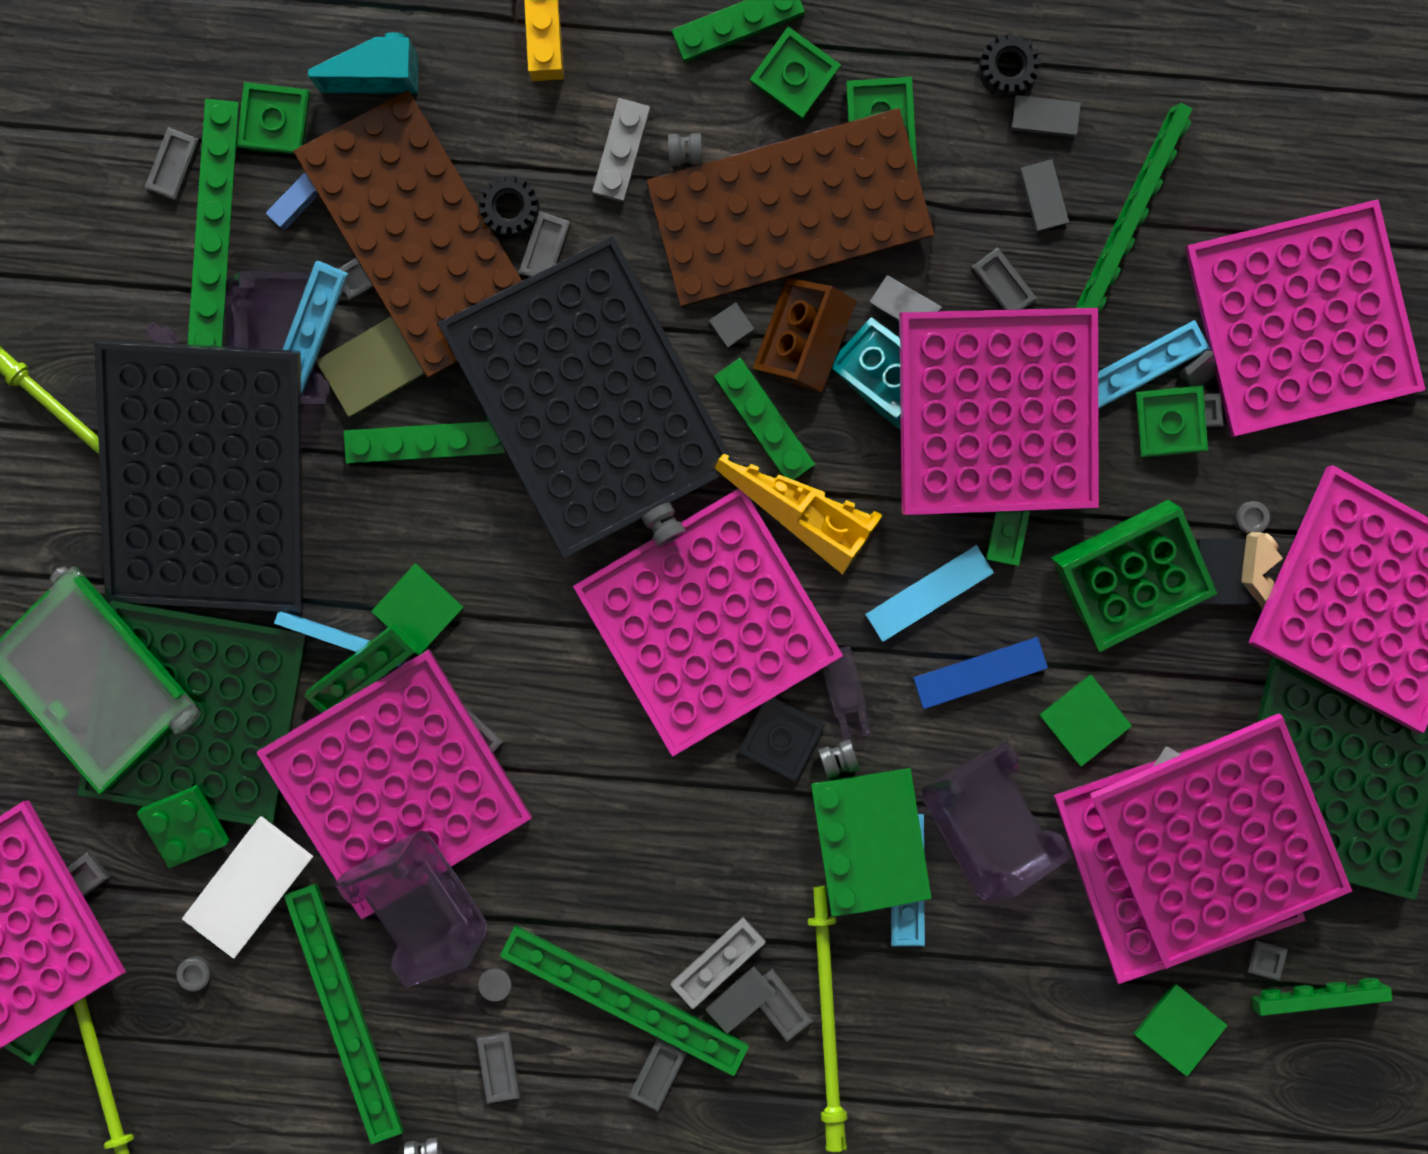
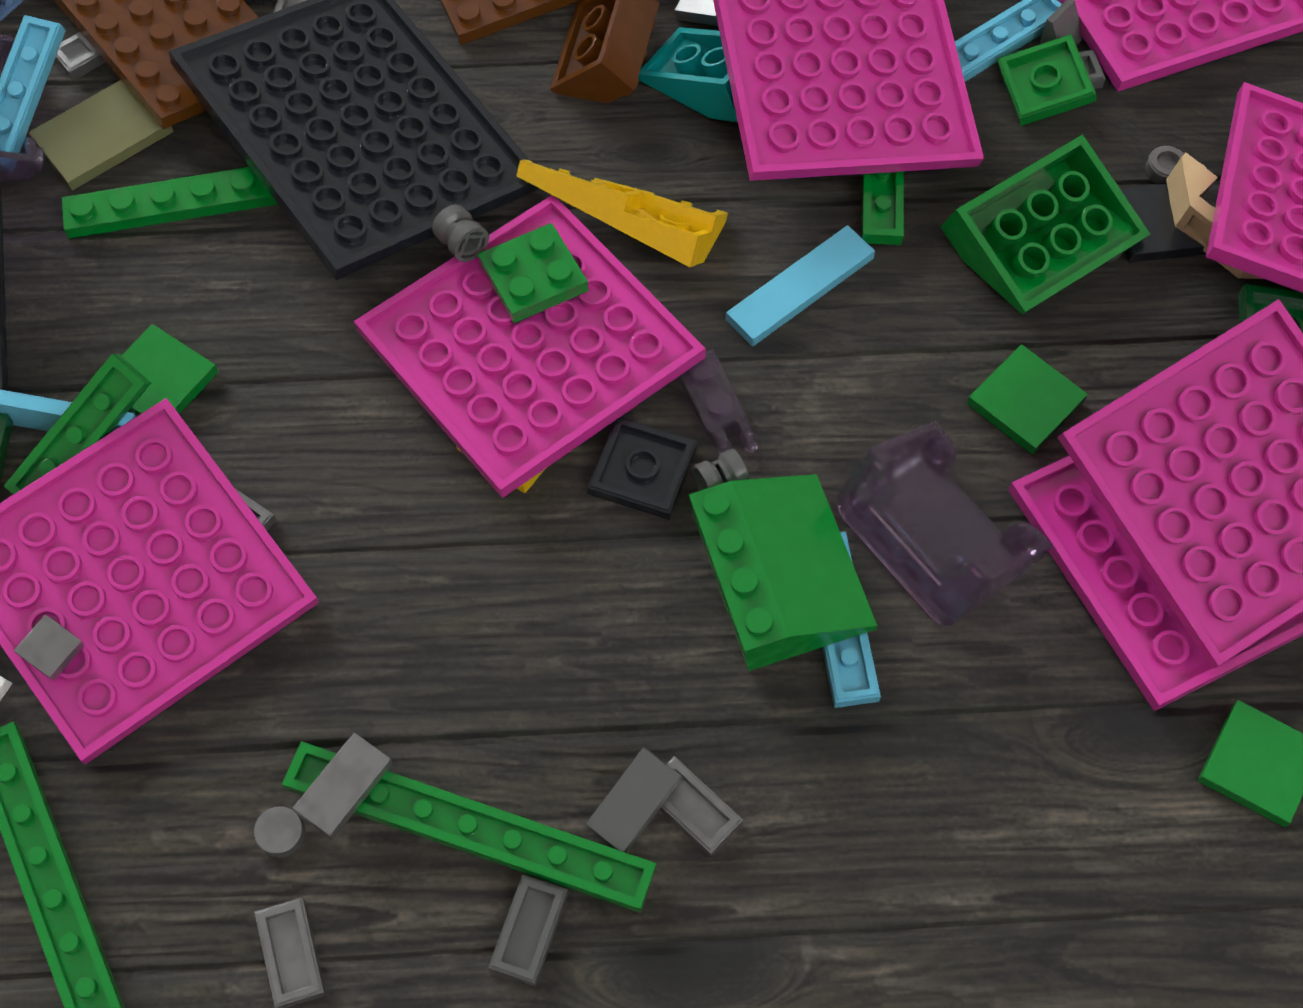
camera: 10 degrees left, 25 degrees down
(341, 841) = (49, 647): none -> flat silver tile
(419, 907) = (154, 719): clear purple windscreen -> none
(541, 967) = (343, 786): none -> flat silver tile
(717, 566) = (533, 272): none -> green plate
(717, 962) = (595, 756): light grey plate -> none
(731, 325) = (520, 50): dark grey tile -> none
(764, 420) = (569, 133): green plate -> none
(833, 1114) = (796, 949): lime bar -> none
(980, 672) = (881, 362): blue tile -> none

